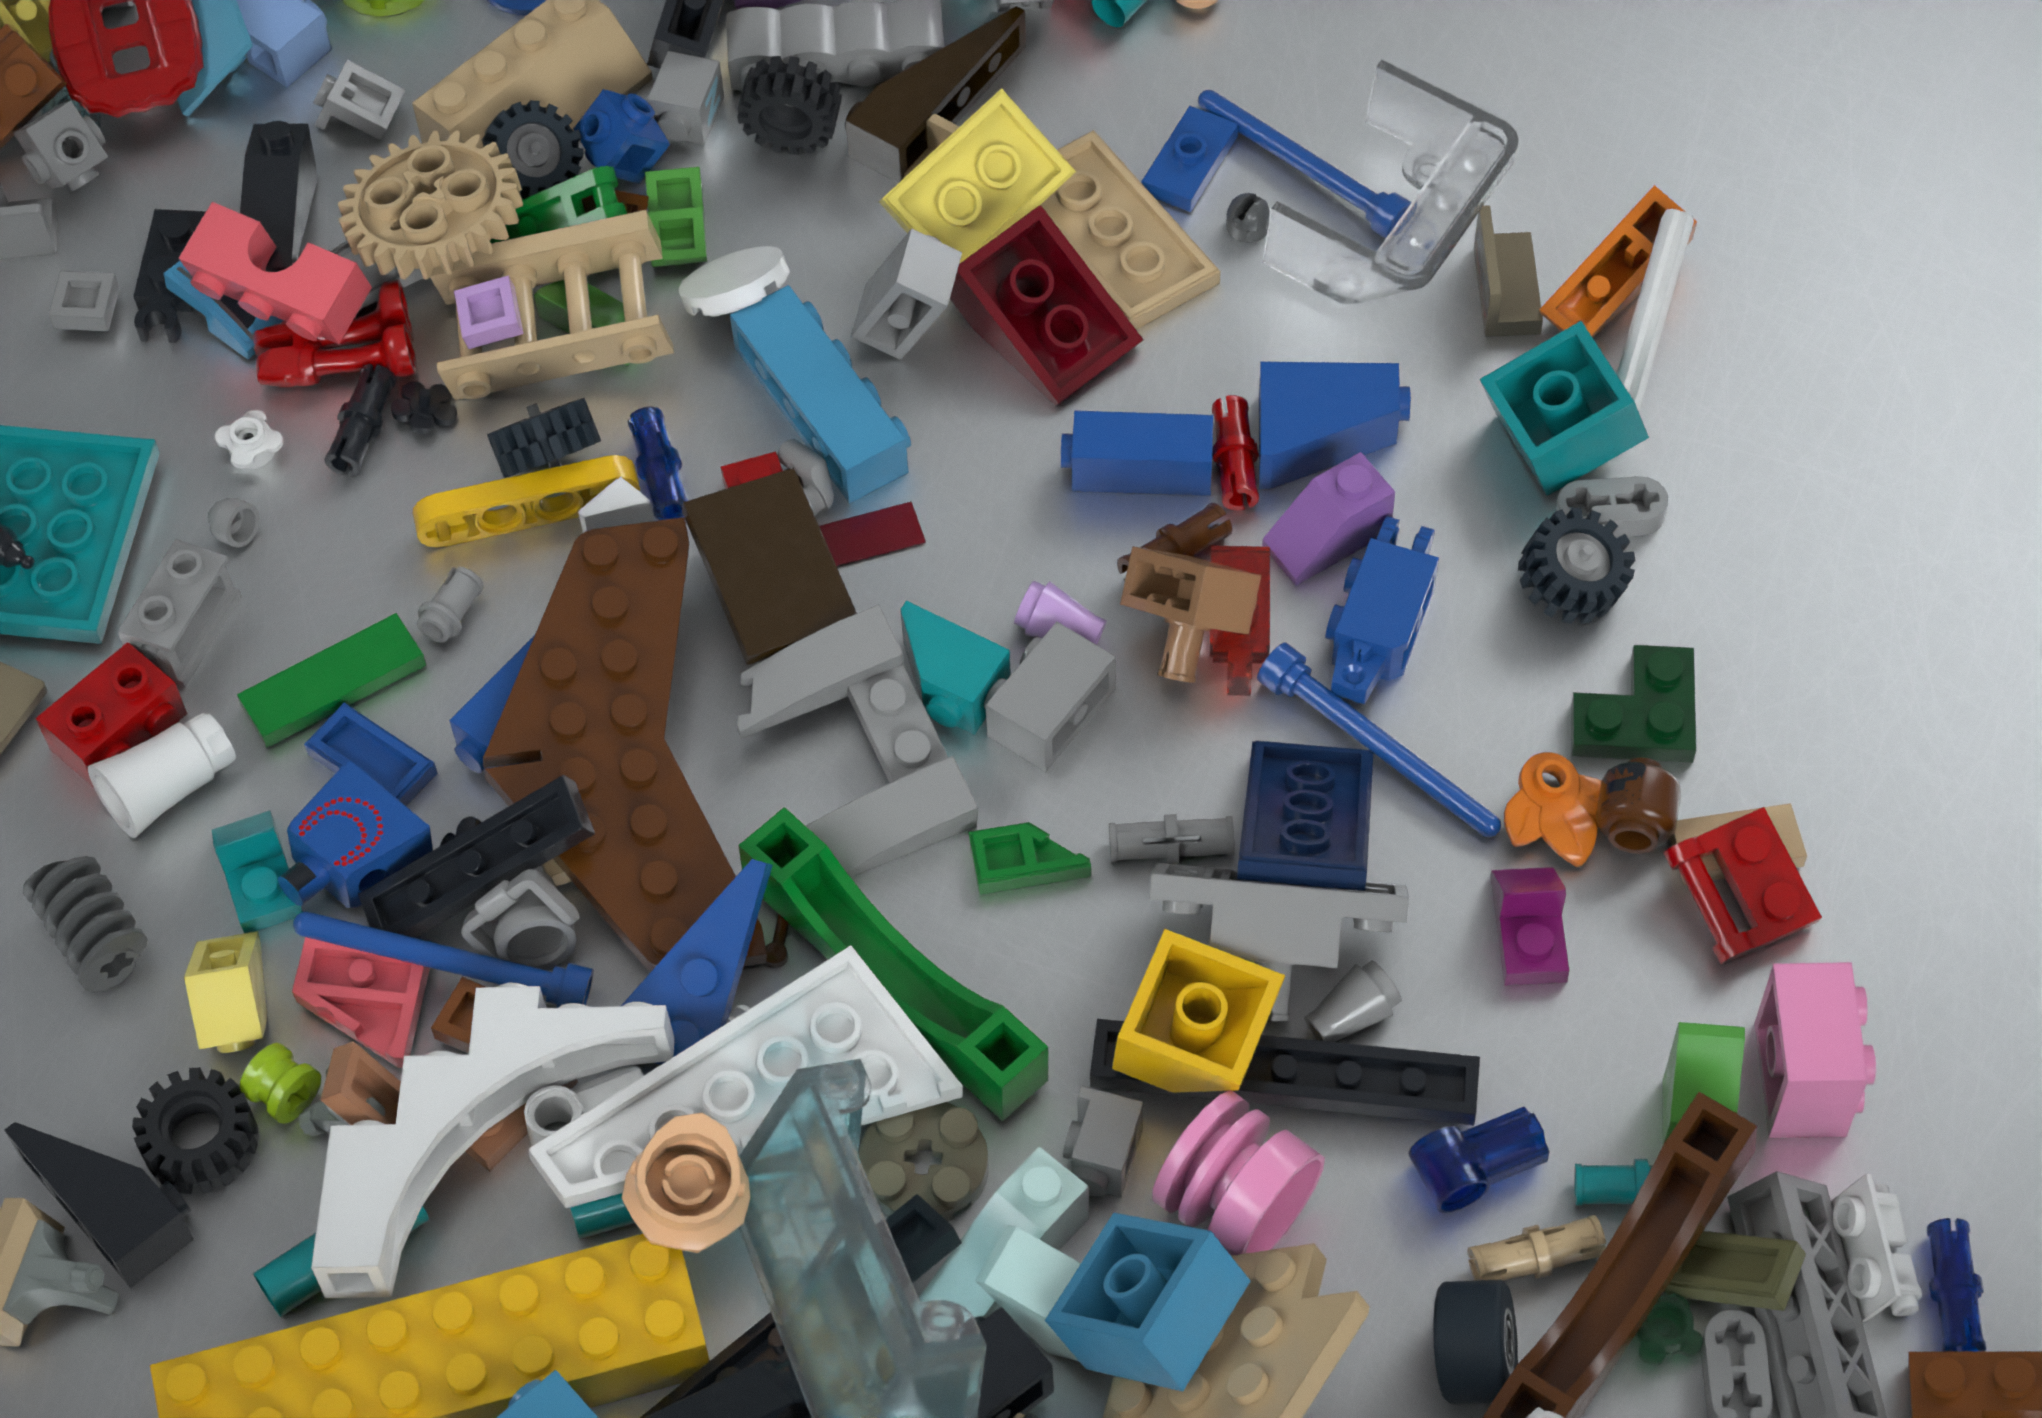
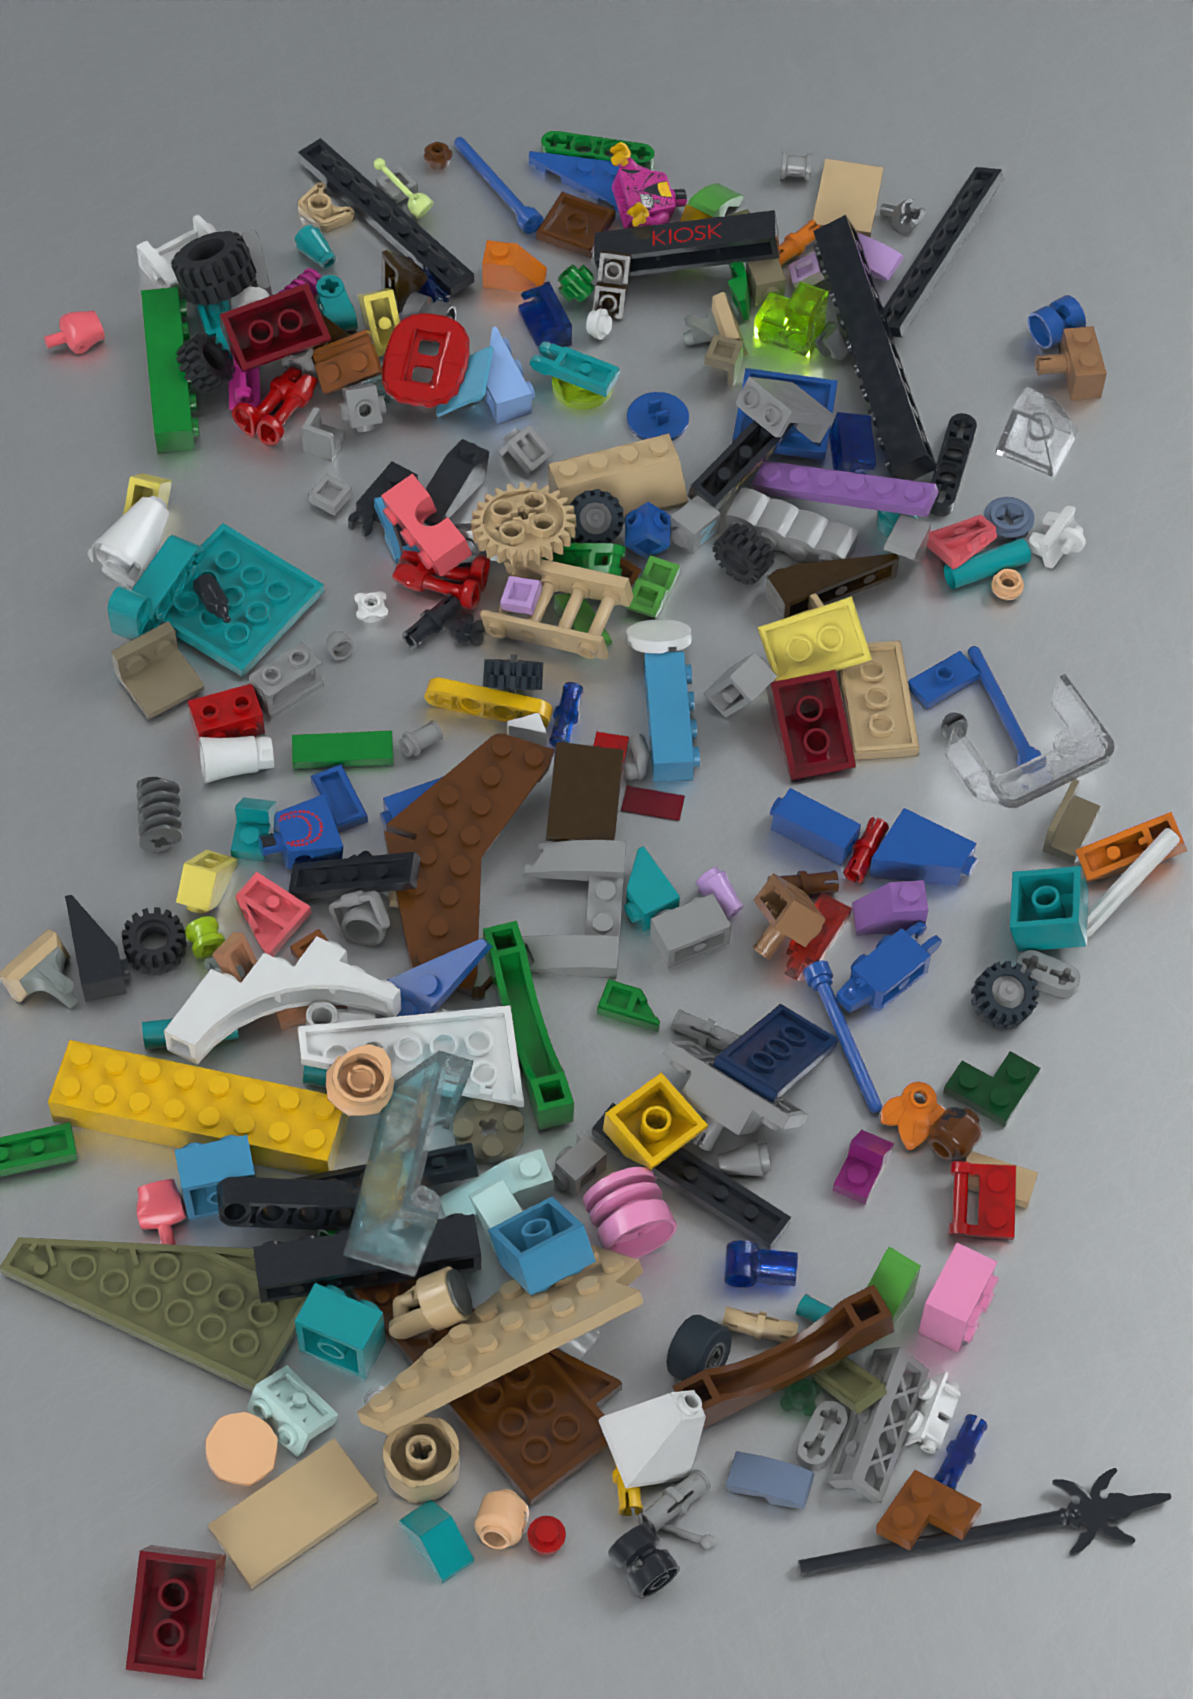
camera: 25 degrees right, 0 degrees up
(559, 986) = (366, 958): blue piece -> none

